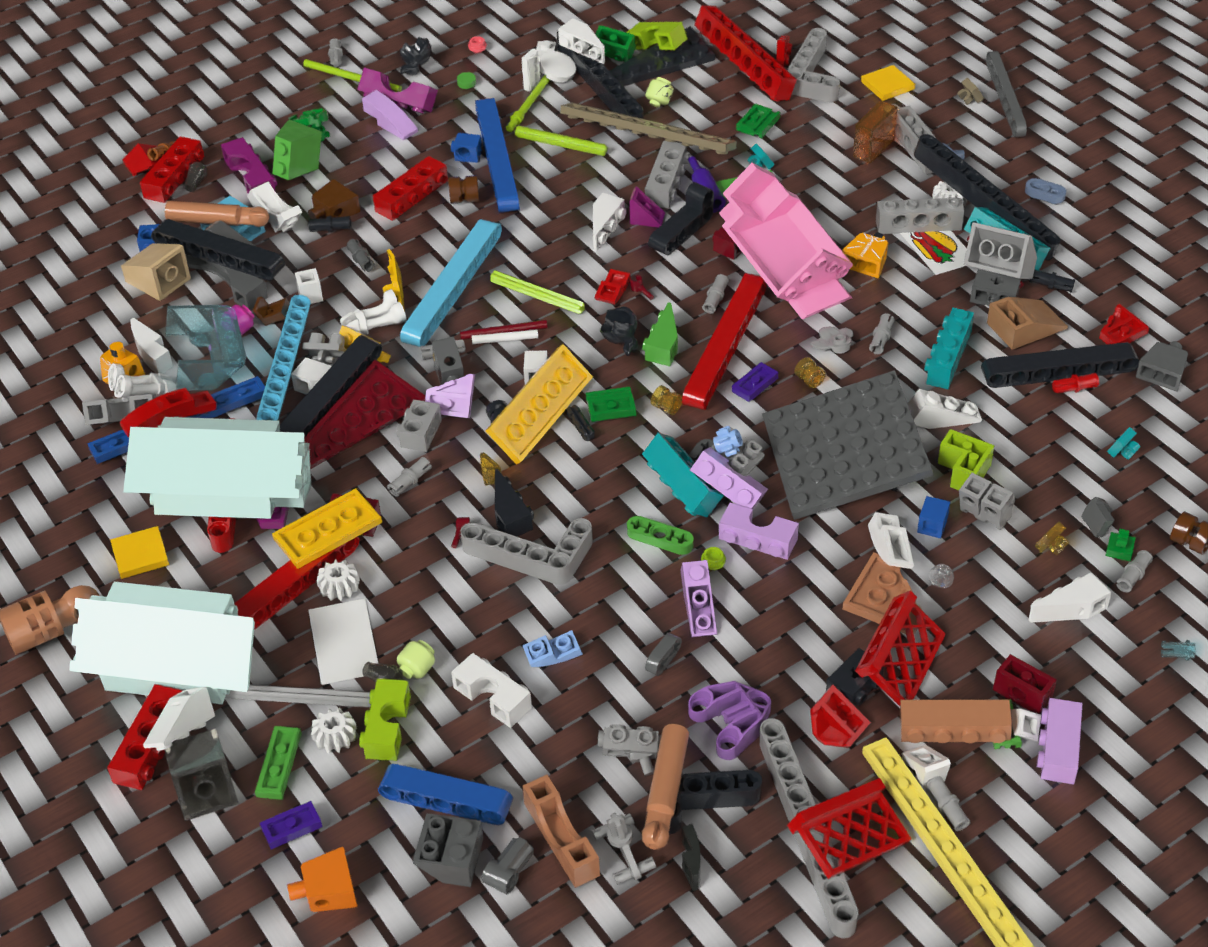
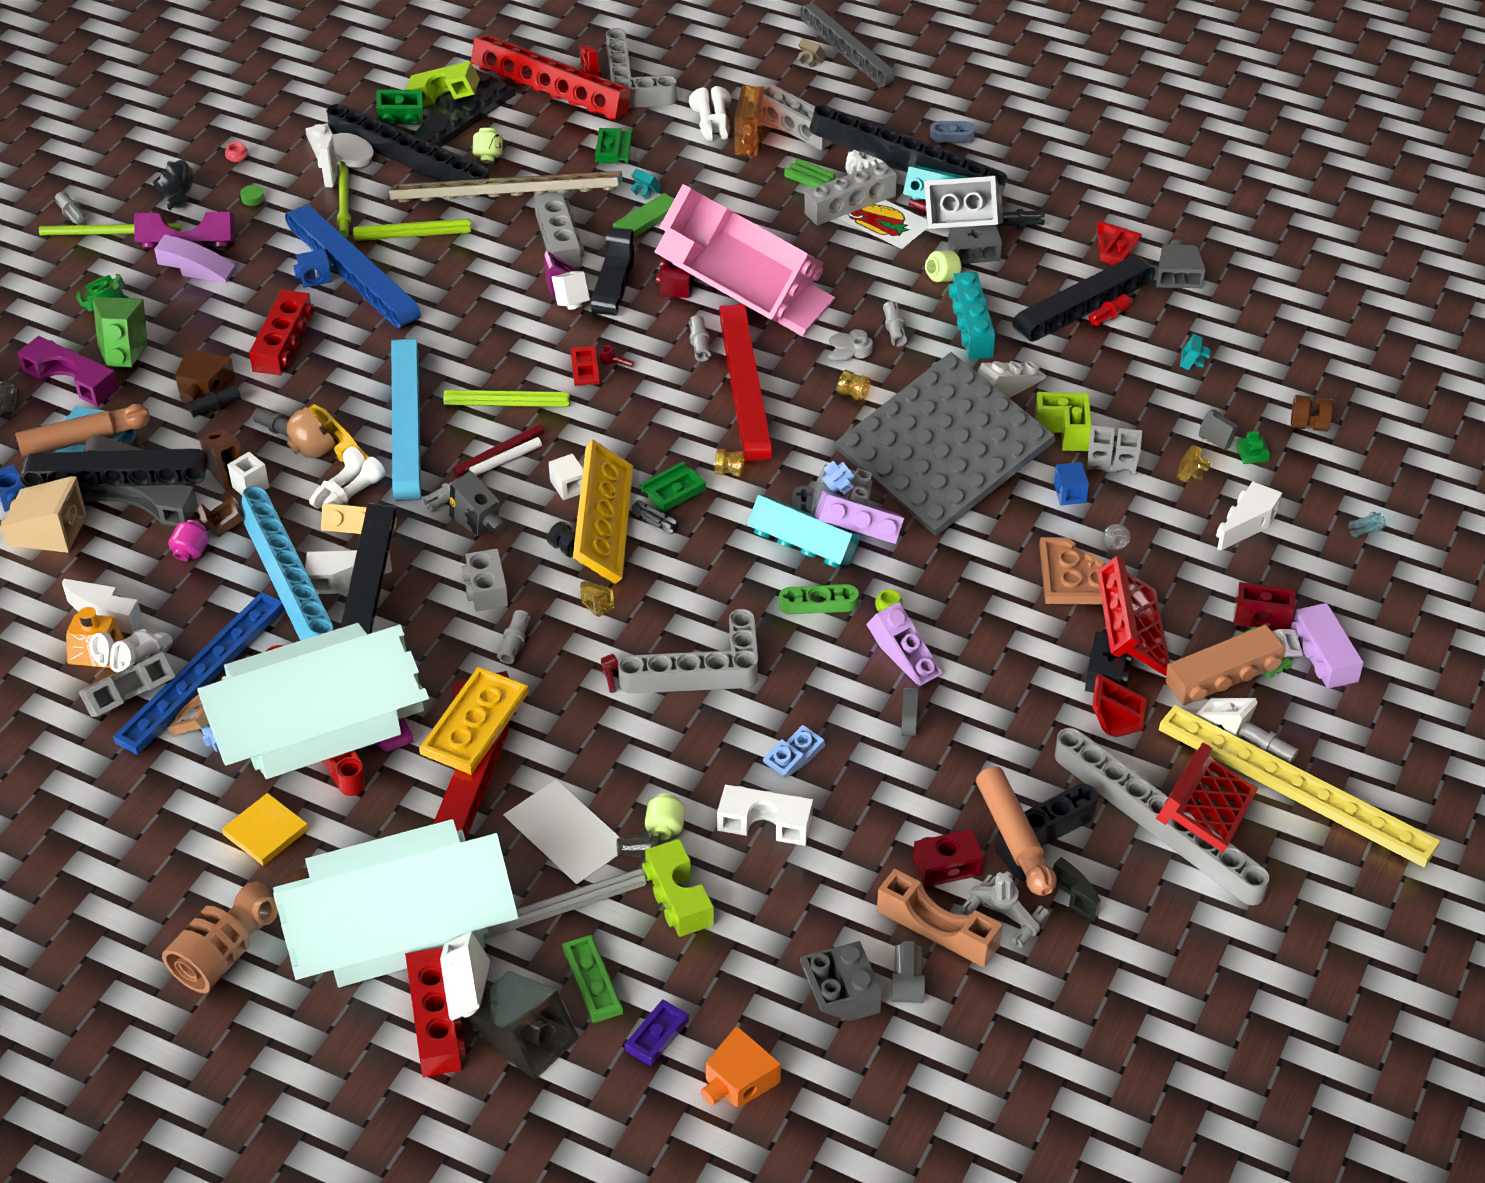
camera: 30 degrees left, 0 degrees up
(172, 404) = (189, 665): red slope -> none
(211, 327) = (191, 566): clear light blue windscreen -> none
(281, 215) = (122, 394): white arch -> none
(299, 259) = (221, 450): none -> reddish brown torso
(323, 351) = (319, 539): light grey hips -> none
(333, 730) = (631, 921): white gear -> none
(338, 580) = (519, 770): white gear -> none
(364, 409) = (416, 580): dark red wing -> none
(371, 270) = (308, 435): none -> medium nougat cylinder
(445, 794) = (793, 934): blue beam -> none
(453, 396) = (504, 534): lavender wing -> none
(463, 189) = (345, 314): reddish brown wheel -> none
(510, 511) = (645, 628): black slope -> none
(581, 39) = (369, 111): white slope -> none
(607, 213) = (524, 296): white slope -> none
(616, 795) = (948, 858): none -> dark red brick
(620, 328) = (629, 404): black hair -> none
(637, 744) = (950, 806): light grey brick -> none
(640, 223) = (571, 289): none -> white brick
(662, 343) = (683, 400): bright green slope -> none
(705, 178) = (599, 222): dark purple piece -> none
(739, 710) = (1026, 726): medium lavender connector -> none
(755, 382) = (804, 413): dark purple plate -> none
(775, 539) = (896, 564): lavender arch -> none
(850, 107) = (710, 122): none -> white piece
(867, 253) = (828, 246): light orange torso -> none
(888, 82) = (717, 67): yellow tile -> none
(890, 540) = (1050, 519): white slope -> none
(903, 188) = (808, 173): none -> bright green tile
(954, 297) = (942, 265): none -> yellowish green head
(1023, 320) = (1021, 267): medium nougat slope -> none
(1134, 571) = (1282, 467): light grey pin -> none

